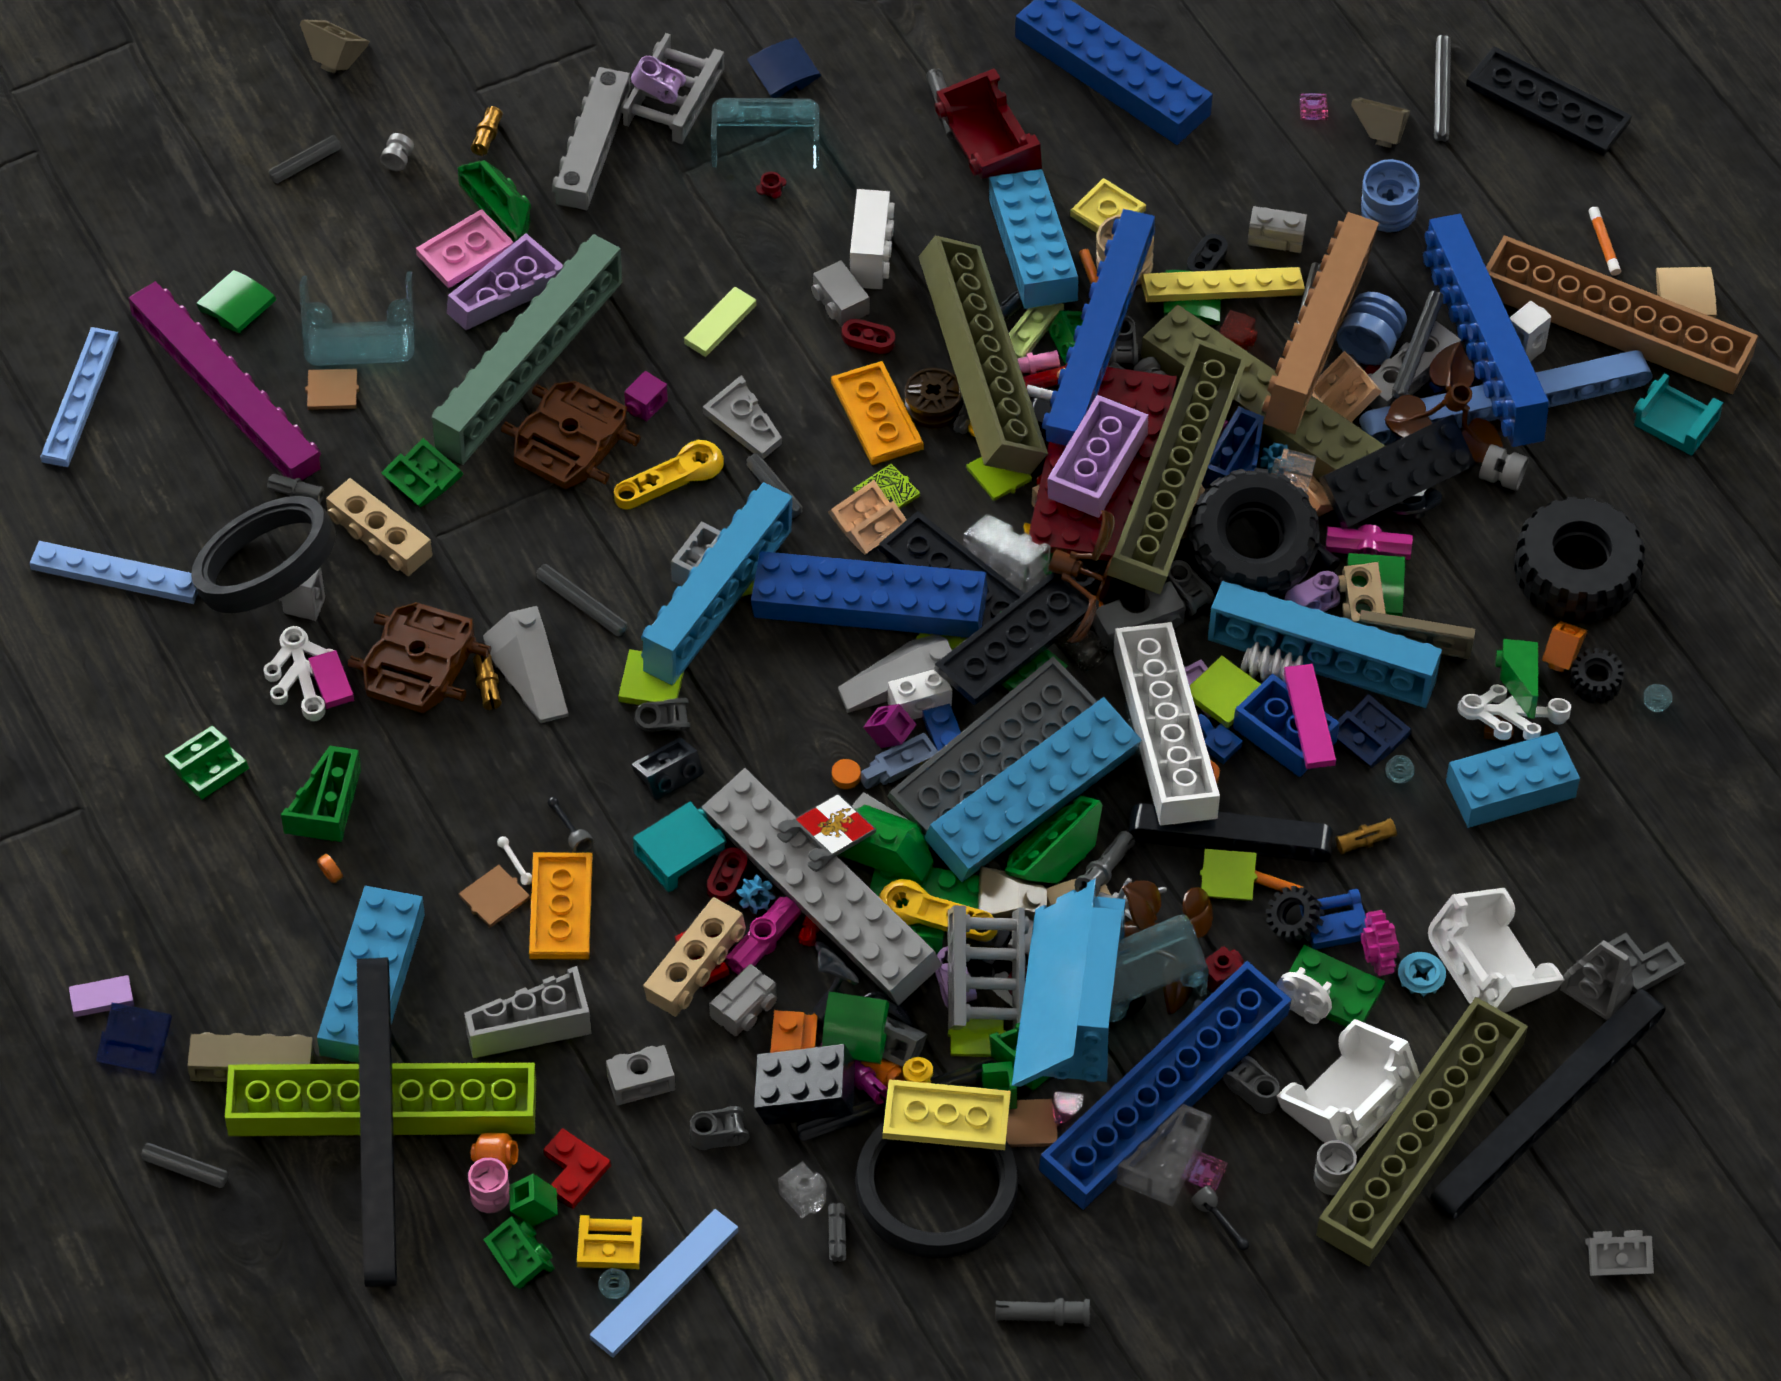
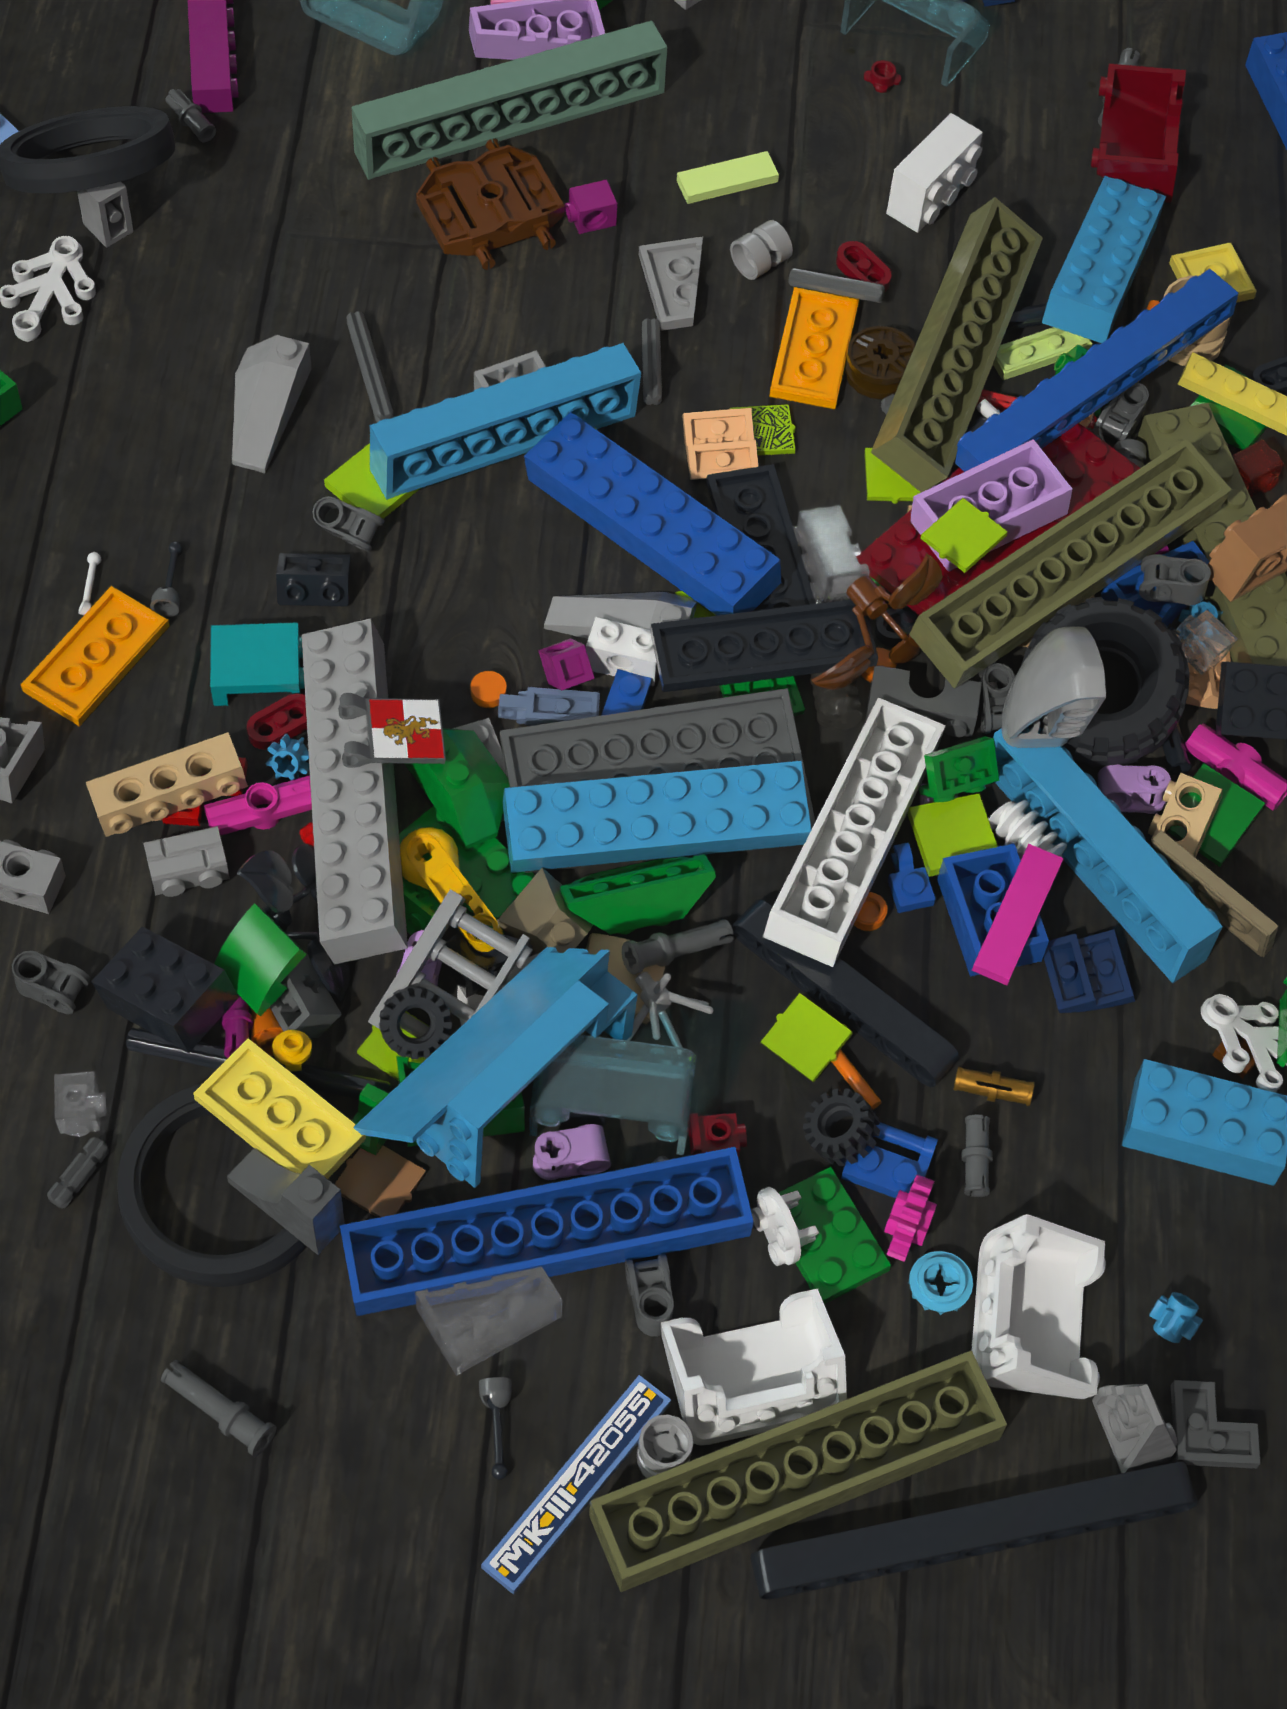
camera: 30 degrees right, 5 degrees up
(331, 679) = (63, 306): dark pink tile -> none
(332, 389) = (305, 45): medium nougat piece -> none
(412, 545) = (233, 191): tan brick -> none
(422, 473) = (320, 165): green slope -> none
(447, 645) = (197, 331): reddish brown piece -> none
(487, 681) = (212, 393): pearl gold pin -> none
(494, 896) = (41, 607): medium nougat piece -> none
(672, 474) = (558, 295): yellow beam -> none
(790, 362) = (761, 249): none -> light grey wheel
(793, 1031) = (206, 927): orange plate -> none
(840, 293) = (866, 211): light grey brick -> none
(860, 359) = (836, 285): none -> dark grey axle
(972, 1010) = (398, 1005): none -> black tyre
(1006, 1157) = (301, 1203): none -> dark grey arch
(1038, 362) = (1010, 382): bright pink pin -> none
(1066, 1105) = (429, 1186): clear pink tile -> none
(1101, 486) = (963, 535): none -> lime piece
(1139, 1032) = (573, 1152): none -> lavender piece
(1145, 903) = (668, 1009): reddish brown plant -> none
(1202, 645) = (960, 769): none -> green bracket
(1207, 1171) = (525, 1360): clear pink tile -> none
(1244, 551) = (1057, 685): none -> light grey panel
(1249, 439) = (1174, 579): none -> dark grey piece
(1294, 1222) = (574, 1485): none -> tile
(1387, 884) = (977, 1156): none -> dark grey pin
(1400, 763) = (1091, 1025): clear light blue plate -> none
(1576, 908) = (1175, 1317): none -> dark azure gear

